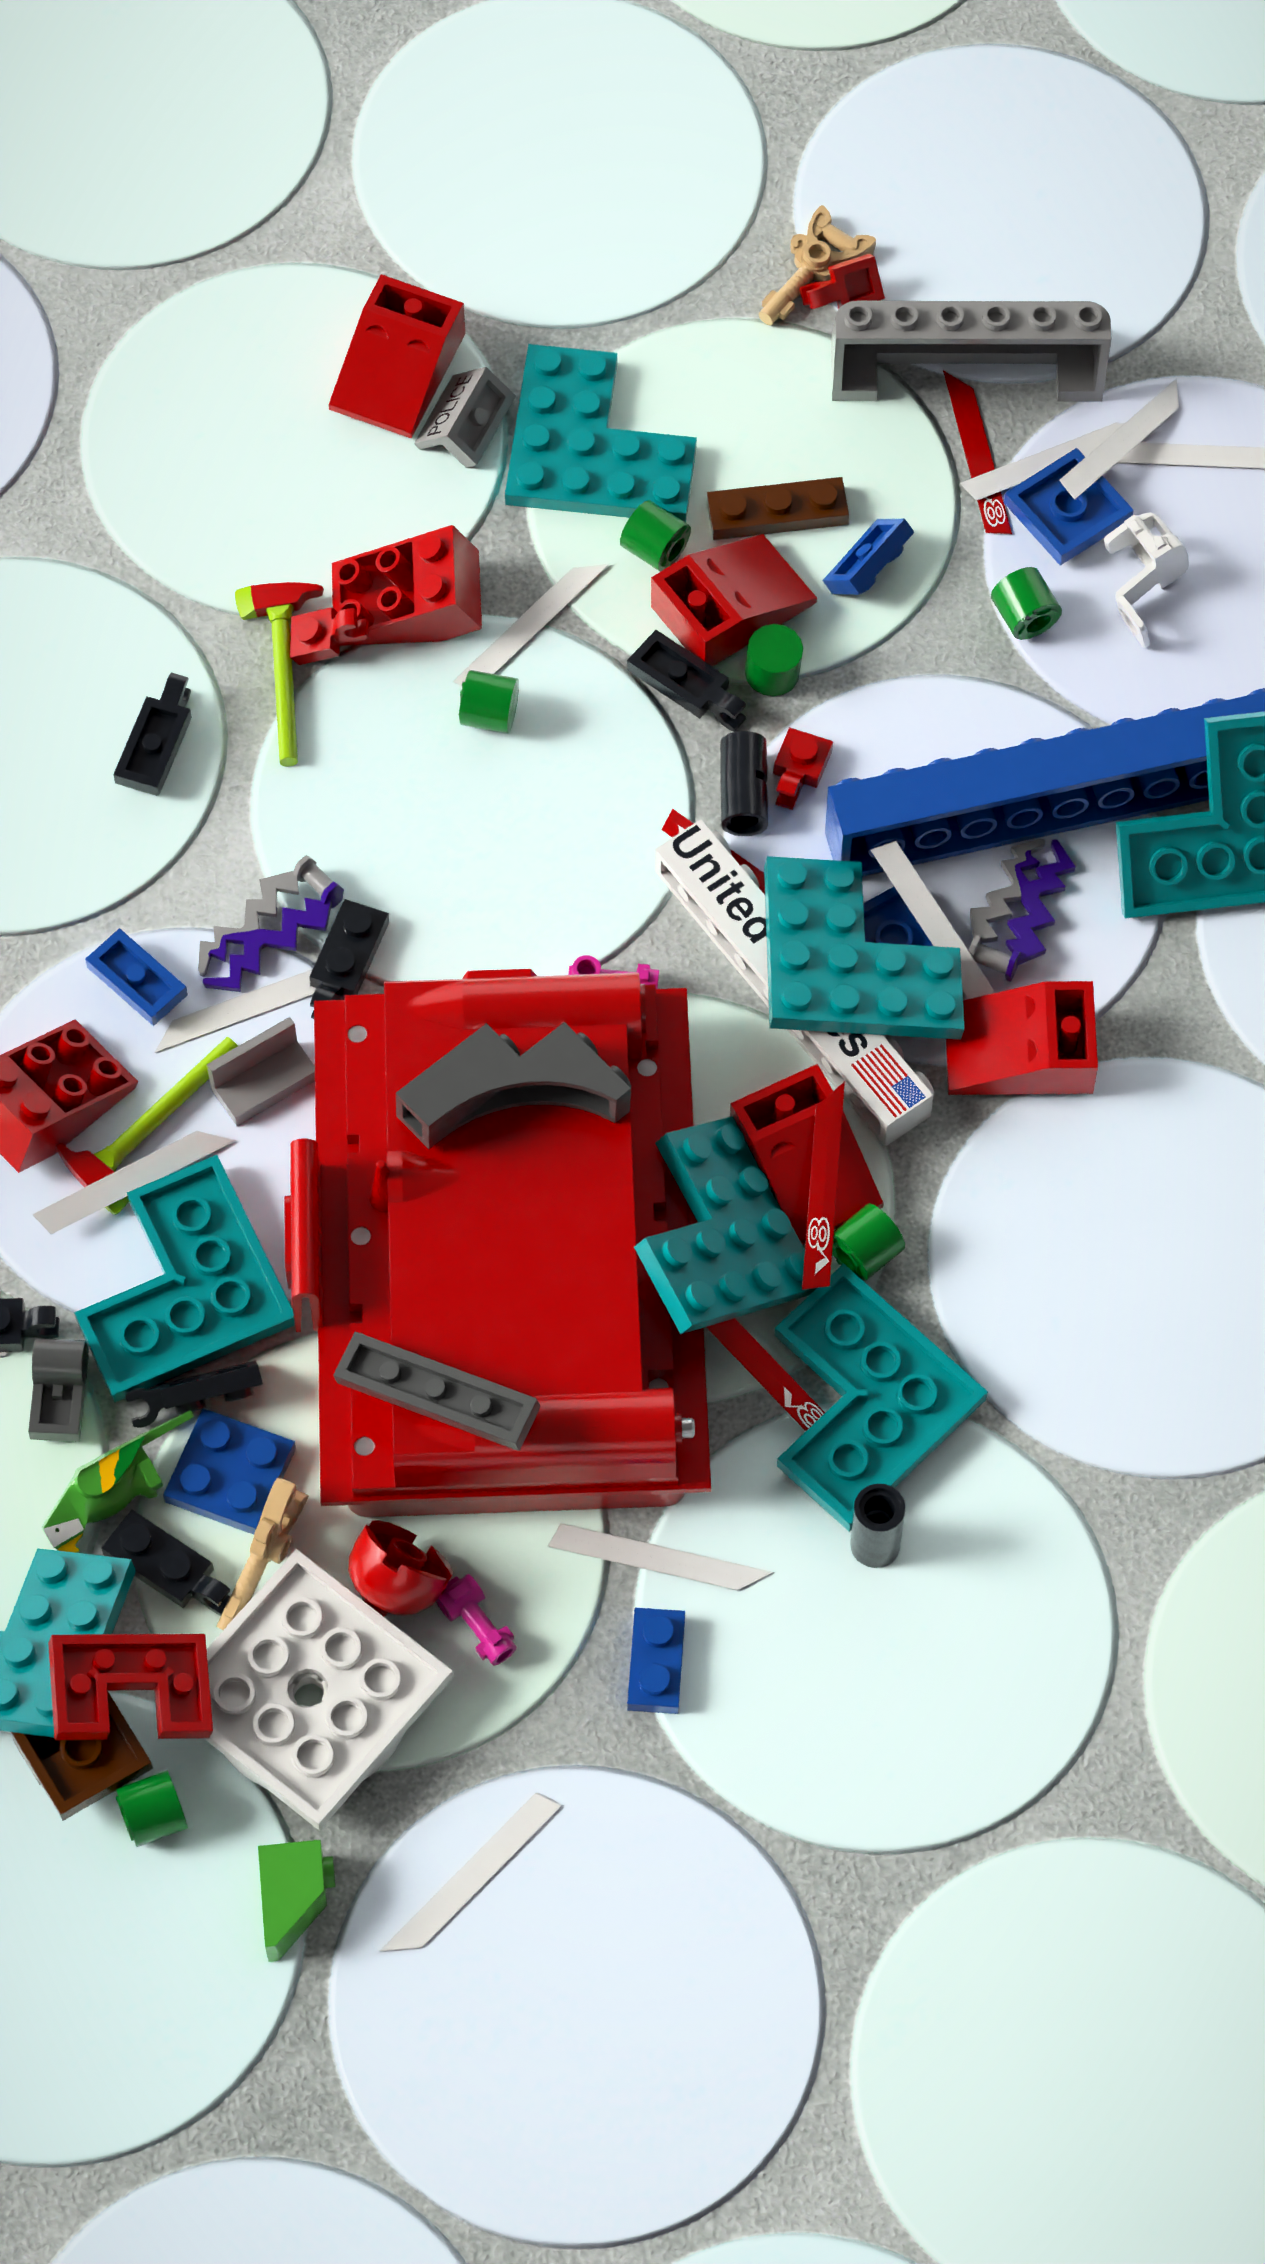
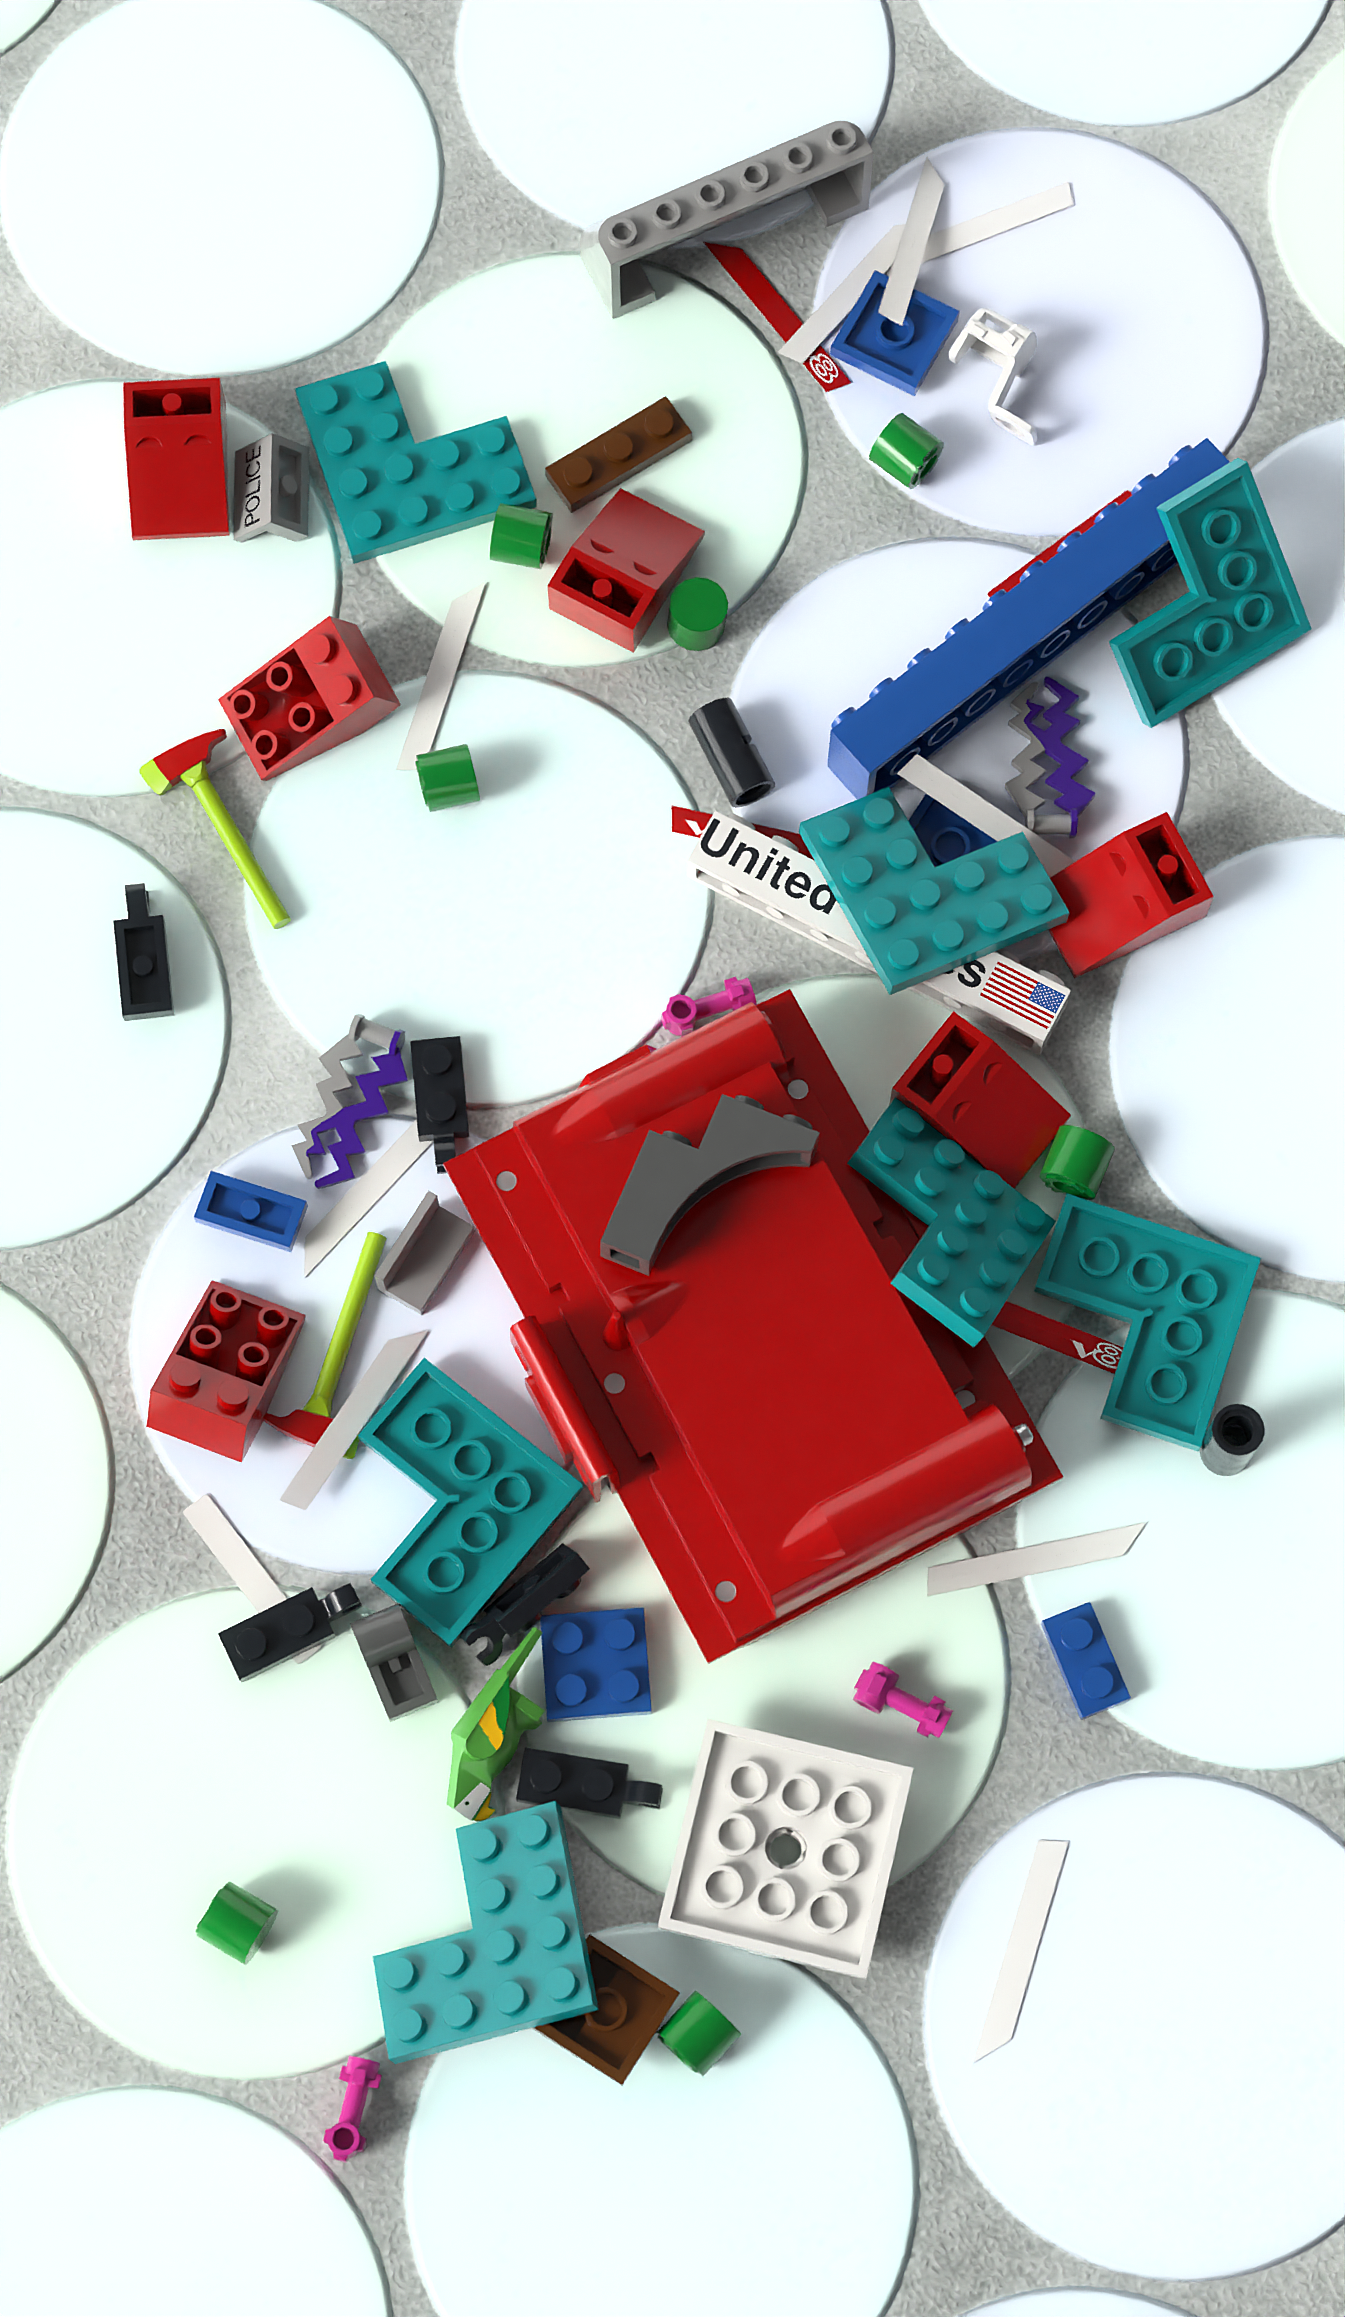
camera: 25 degrees left, 10 degrees up
(92, 1664) = (584, 1935): red plate -> none
(269, 1543) = (676, 1725): tan piece -> none
(292, 1891) = (869, 2049): bright green slope -> none
(320, 633) = (249, 777): red plate -> none
(394, 1572) = (811, 1694): red cylinder -> none
(437, 1391) = (785, 1518): dark grey plate -> none
(686, 680) = (622, 670): black plate -> none
(800, 763) = (772, 705): red plate -> none
(813, 260) = (528, 182): tan piece -> none
(823, 1190) = (1019, 1133): red sticker -> none
(850, 281) = (576, 192): red plate -> none
(868, 556) = (733, 467): blue plate -> none

